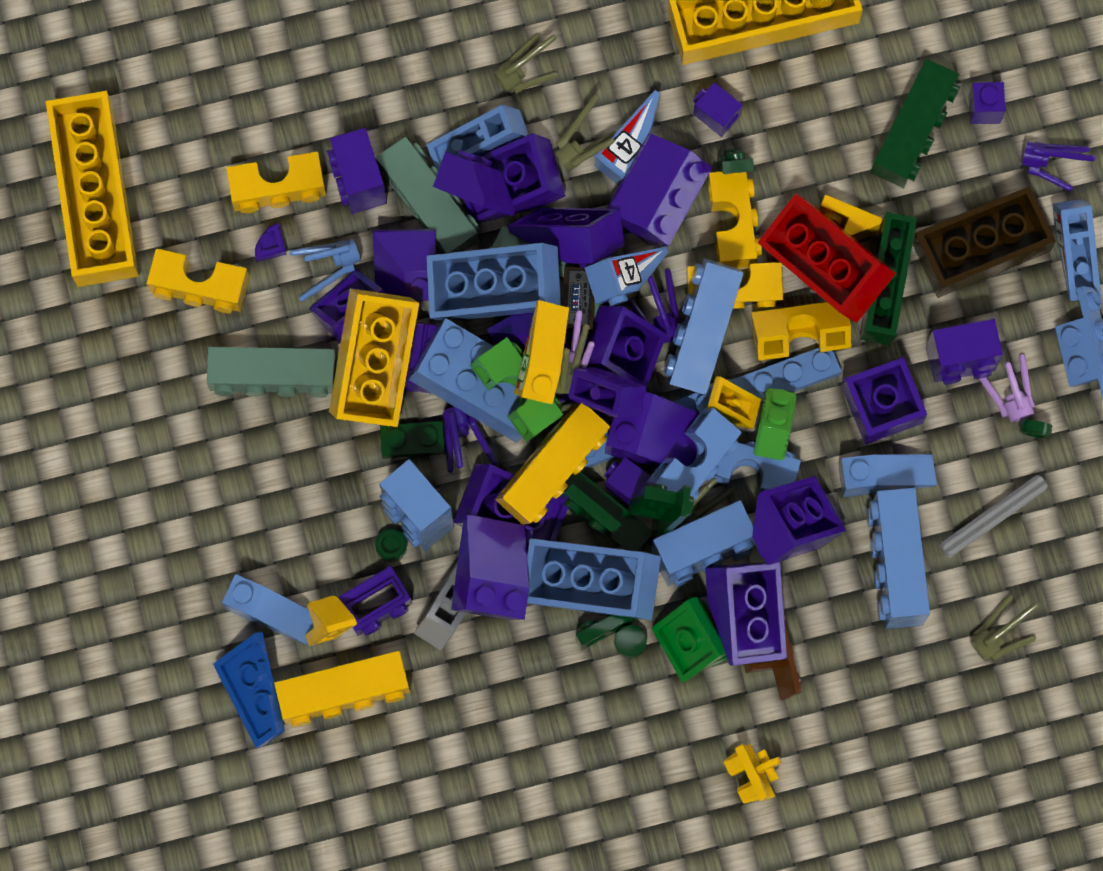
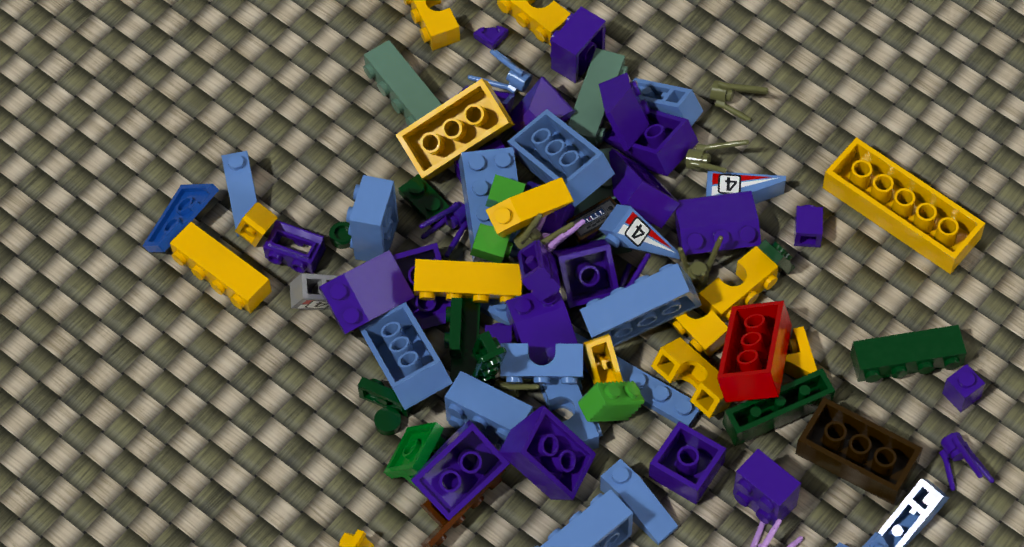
camera: 55 degrees right, 15 degrees down
(691, 244) = (699, 271): none -> olive plant

